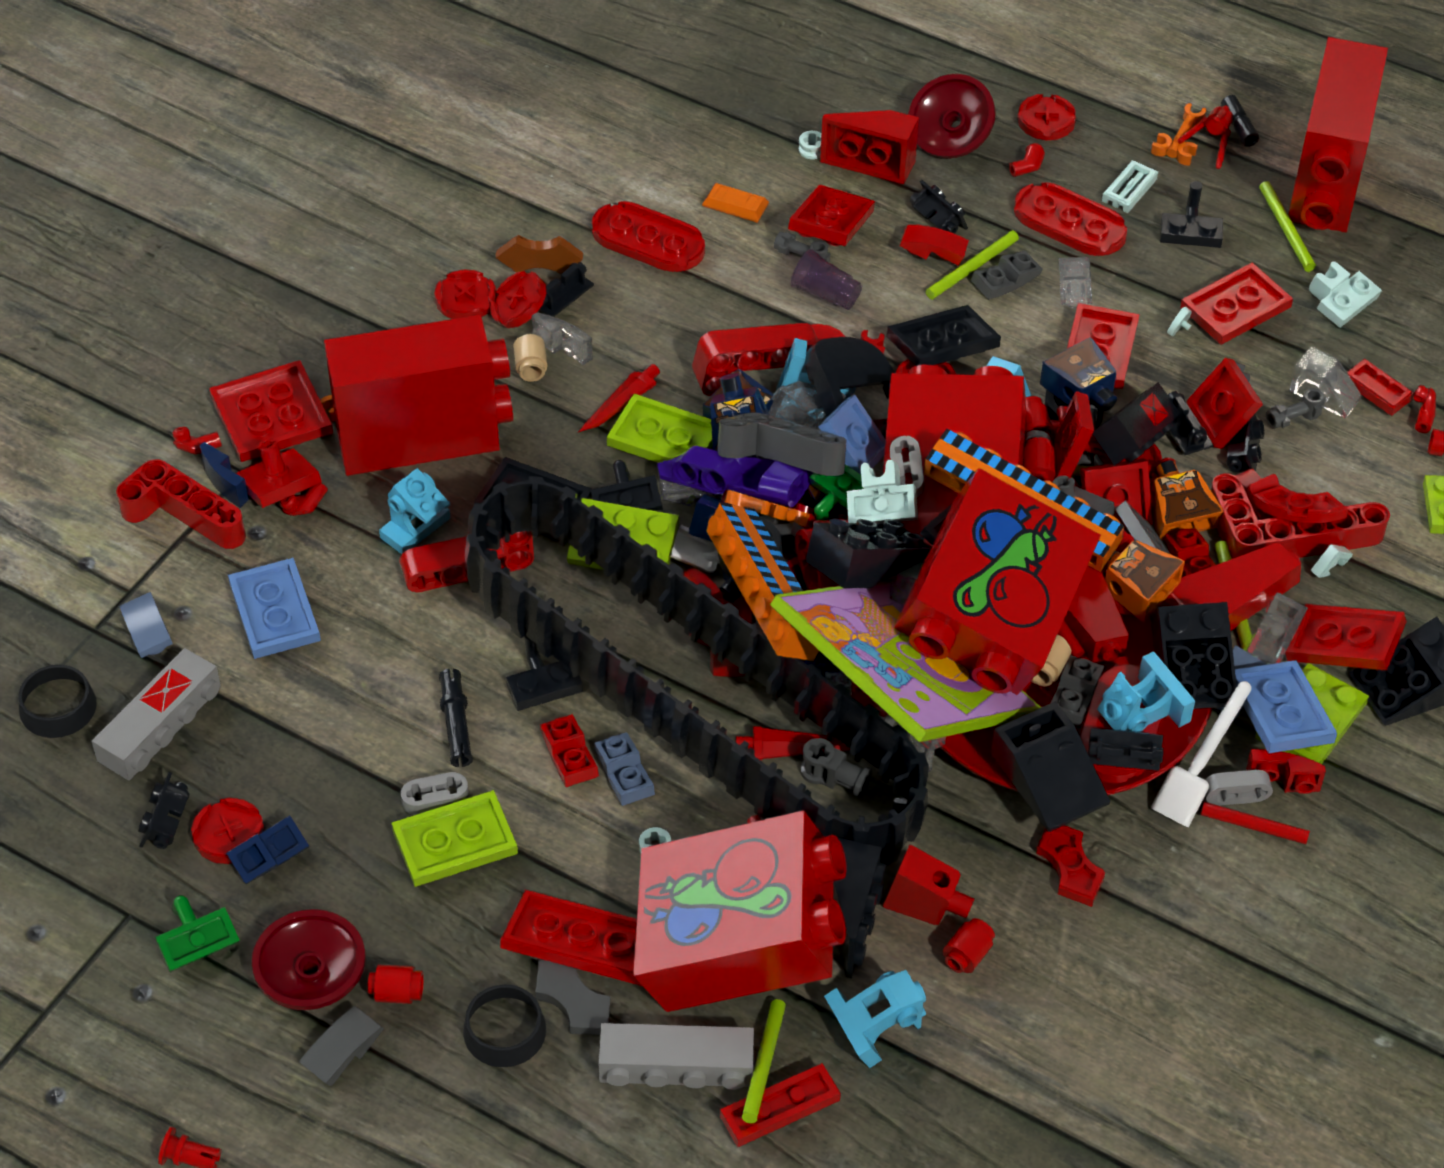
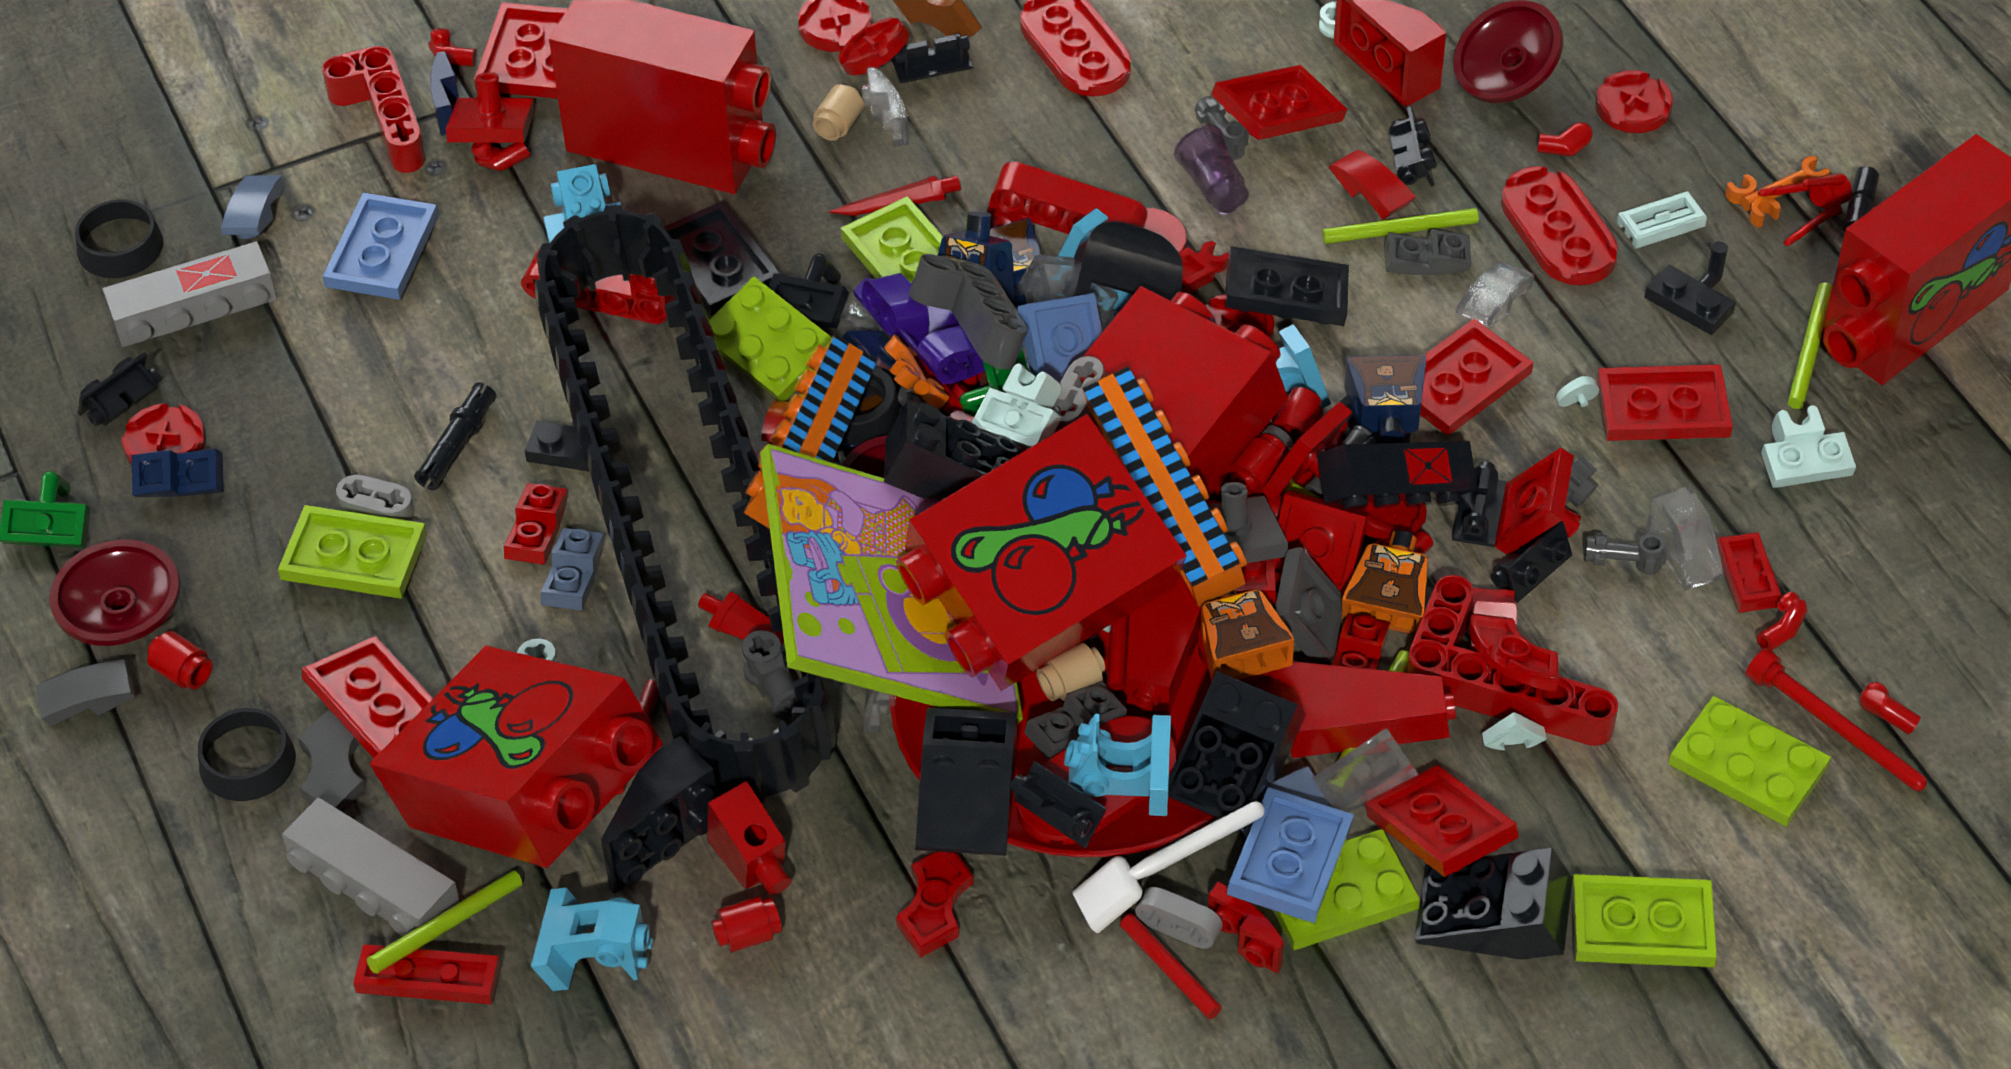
camera: 35 degrees right, 0 degrees up
(736, 202) = (1199, 47): orange tile -> none

